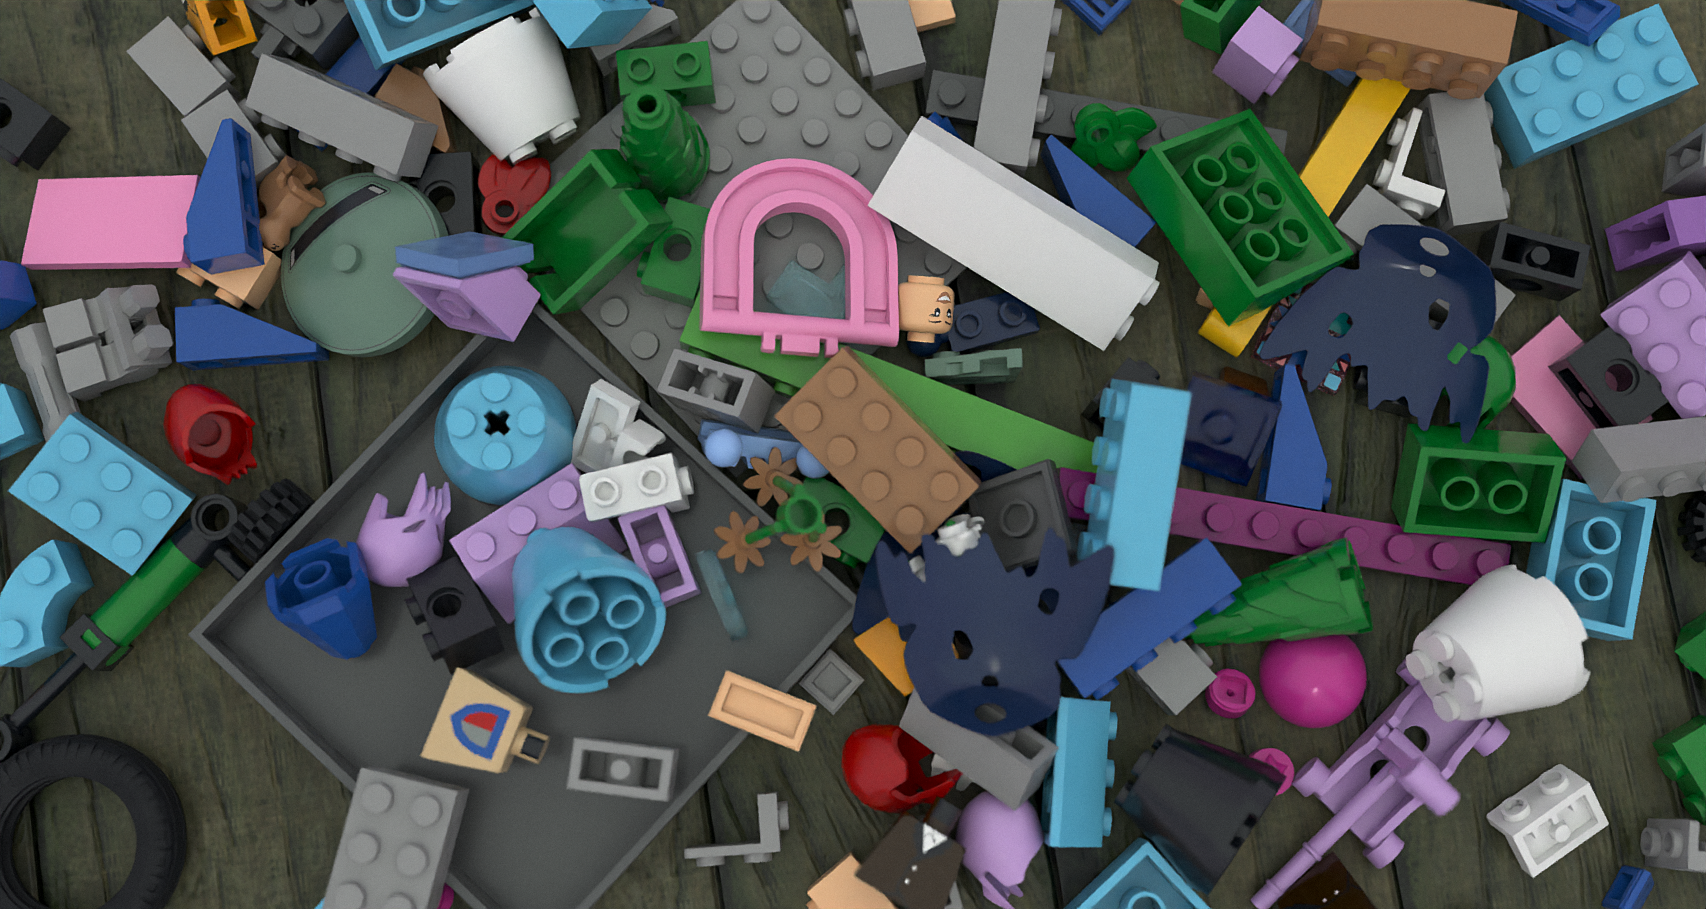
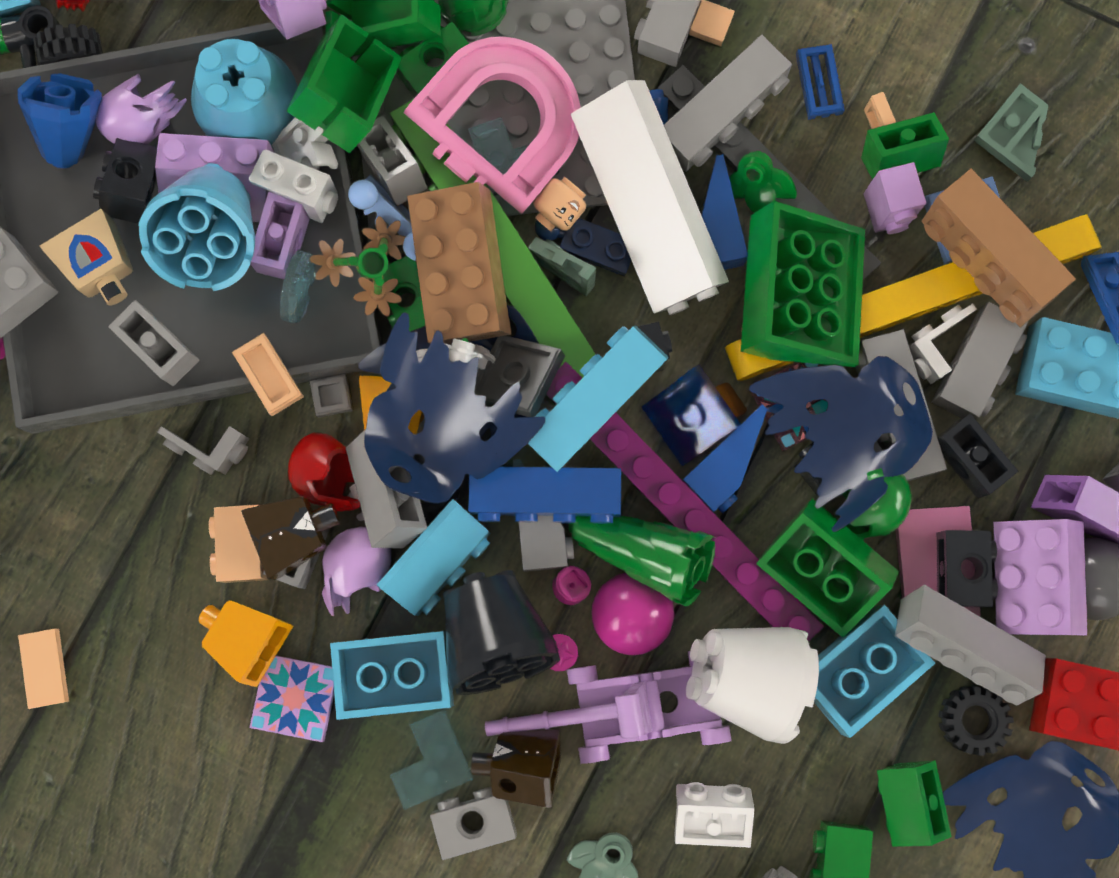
camera: 40 degrees right, 0 degrees up
(622, 352) = (343, 93): none -> green piece

